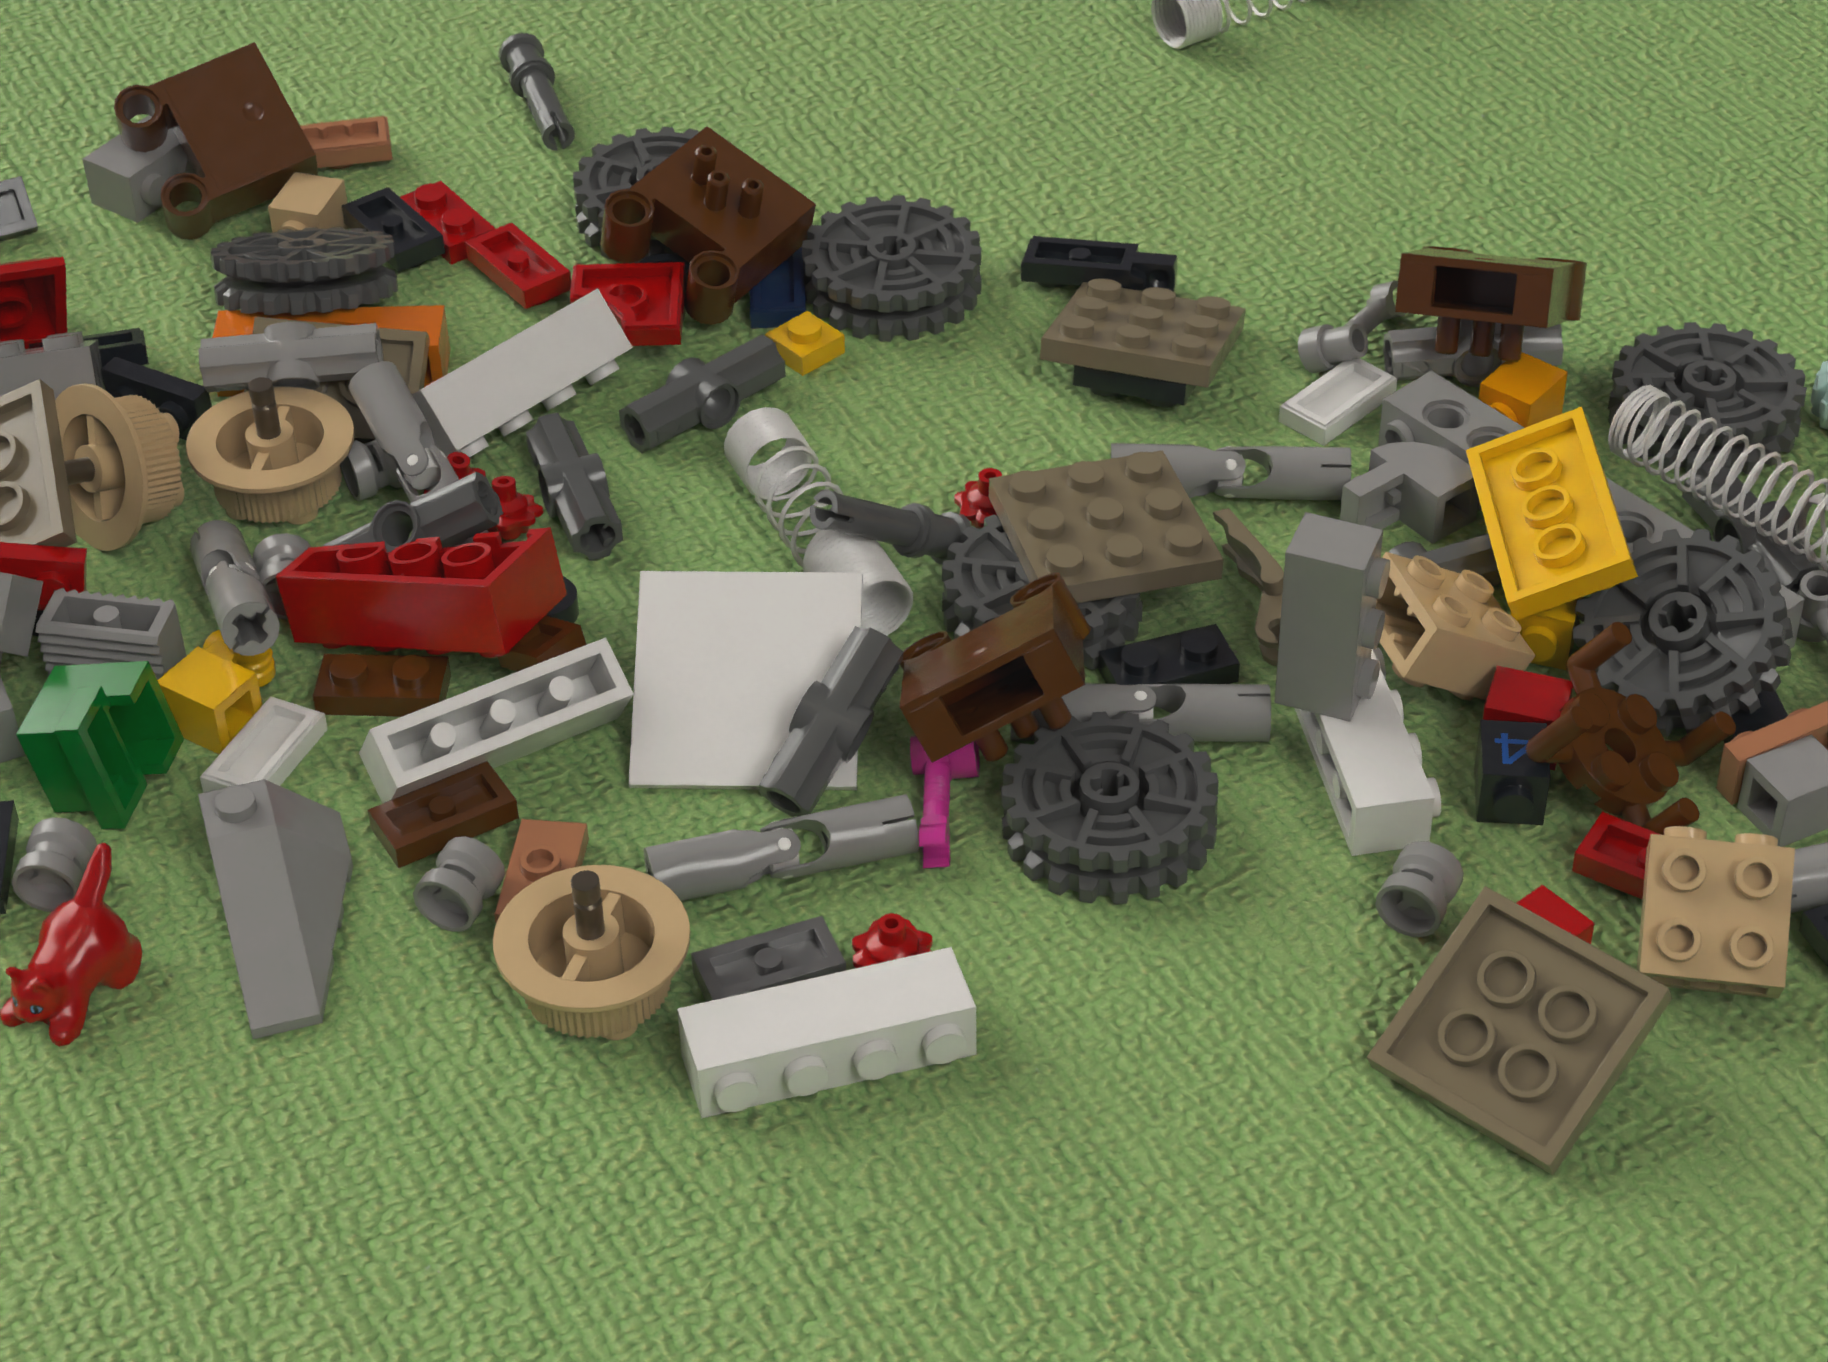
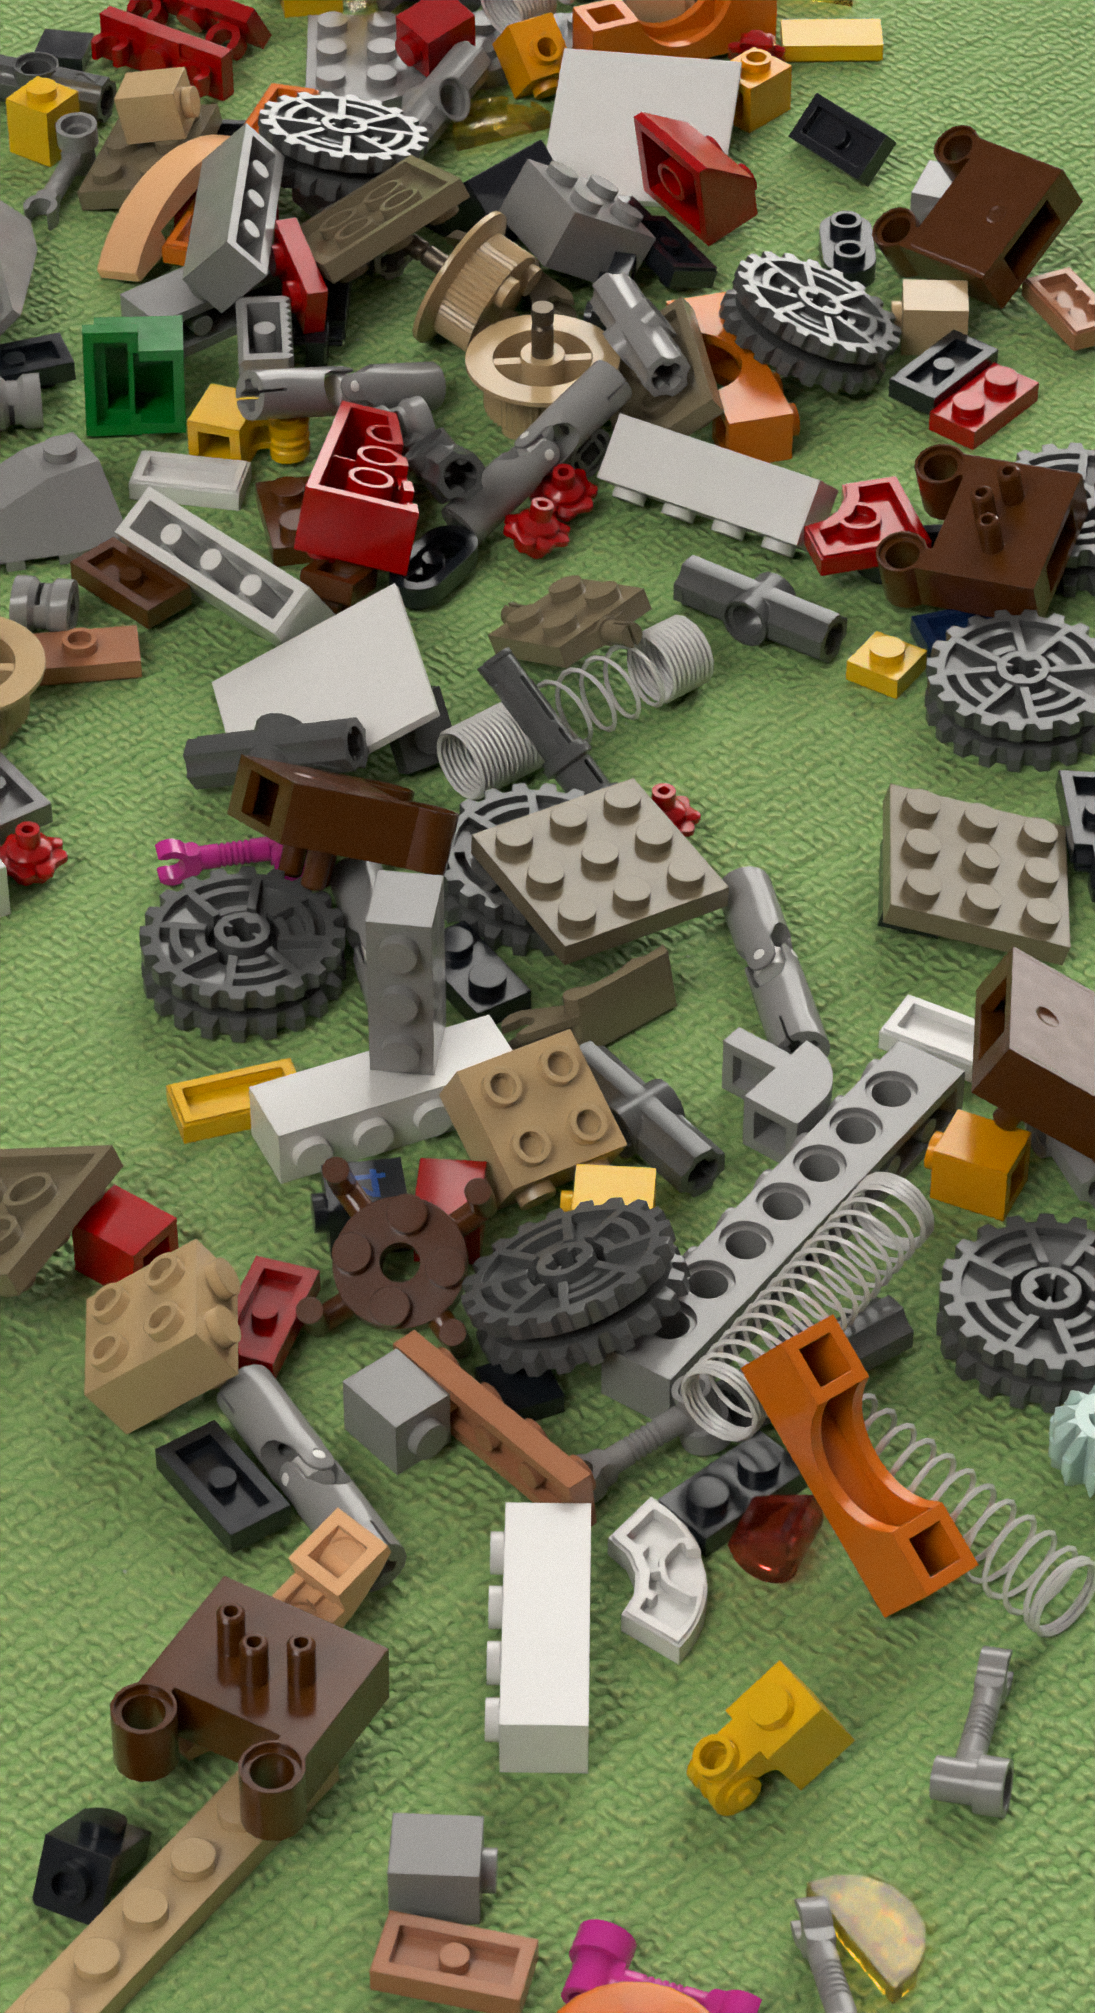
camera: 75 degrees right, 0 degrees up
(148, 255) = (848, 246): none -> black plate
(518, 265) = (901, 455): red plate -> none
(574, 486) = (591, 555): dark grey piece -> none
(701, 496) = (572, 621): none -> dark tan plate
(741, 857) = (141, 775): light grey piece -> none
(1312, 853) = (220, 1101): none -> yellow tile
(1421, 878) = (184, 1161): light grey wheel -> none
(1550, 514) = (695, 1148): yellow plate -> none

